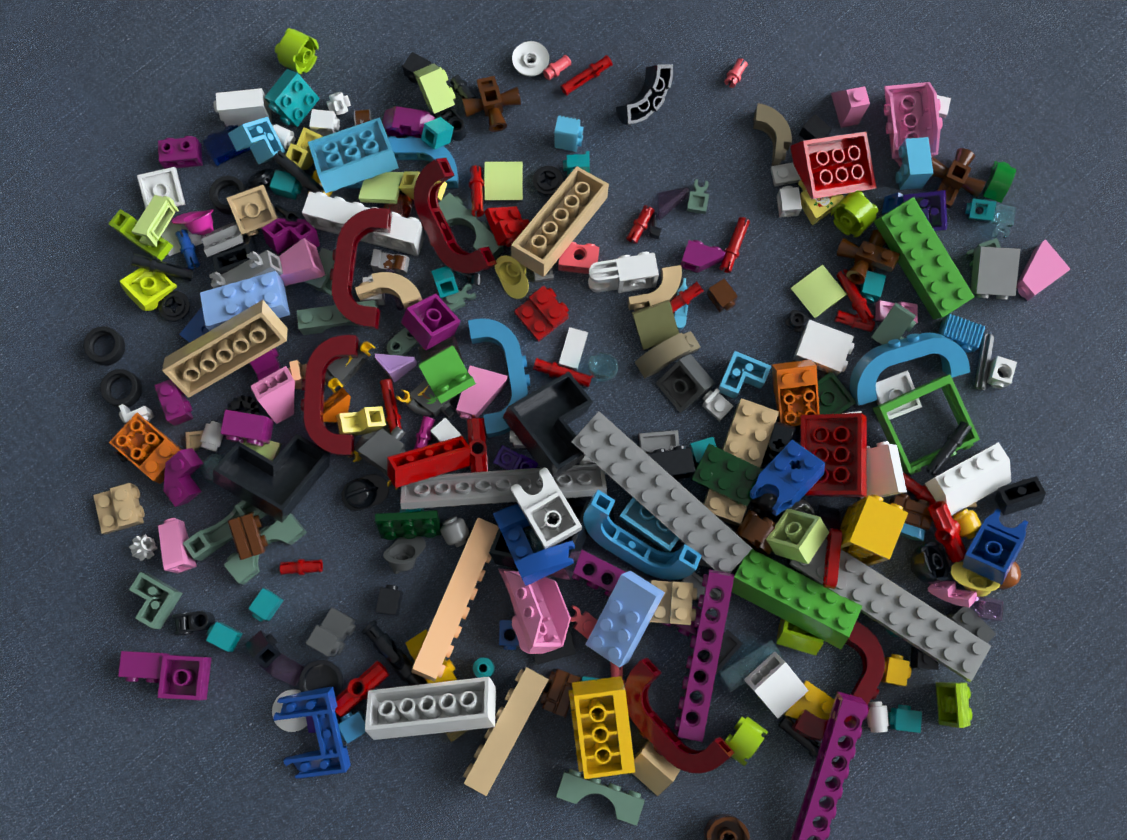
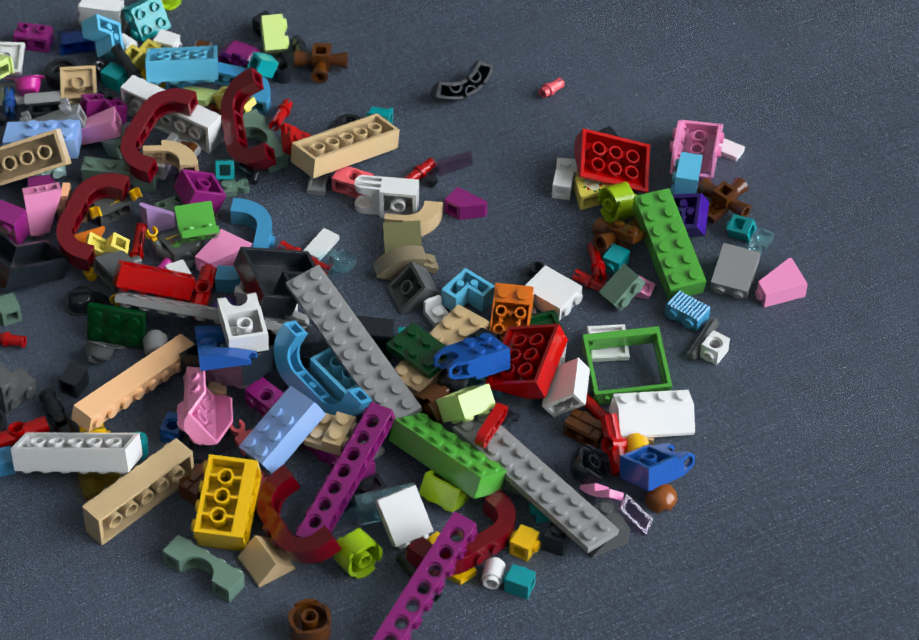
camera: 15 degrees right, 30 degrees down
(338, 103) = (186, 33): white gear -> none
(503, 181) = (309, 116): yellowish green slope -> none
(512, 276) = (287, 178): light yellow piece -> none
(530, 51) = (369, 39): white dish -> none
(542, 313) = (304, 213): red plate -> none
(555, 68) = (388, 51): coral pin -> none
(568, 133) = (378, 91): medium azure brick -> none
(592, 71) = (421, 59): red pin -> none
(681, 314) = (434, 237): medium azure piece -> none
(686, 296) = (437, 226): red pin -> none
(698, 199) = (481, 166): sand green plate -> none
(722, 295) = (473, 235): reddish brown brick -> none
(732, 251) = (496, 208): red pin -> none
(776, 127) = (569, 127): dark tan arch -> none
(818, 291) = (565, 253): yellowish green slope -> none
(850, 105) = (645, 124): bright pink slope -> none
(872, 529) = (535, 411): yellow brick -> none
(896, 351) = (632, 300): dark azure arch -> none
(912, 532) = (574, 439): dark azure beam -> none
(953, 441) = (640, 380): black pin -> none
(953, 704) = (571, 572): lime slope -> none
(972, 580) = (634, 491): light yellow piece -> none
(999, 181) = (764, 209): green brick -> none
(1020, 495) = (696, 437): black brick -> none

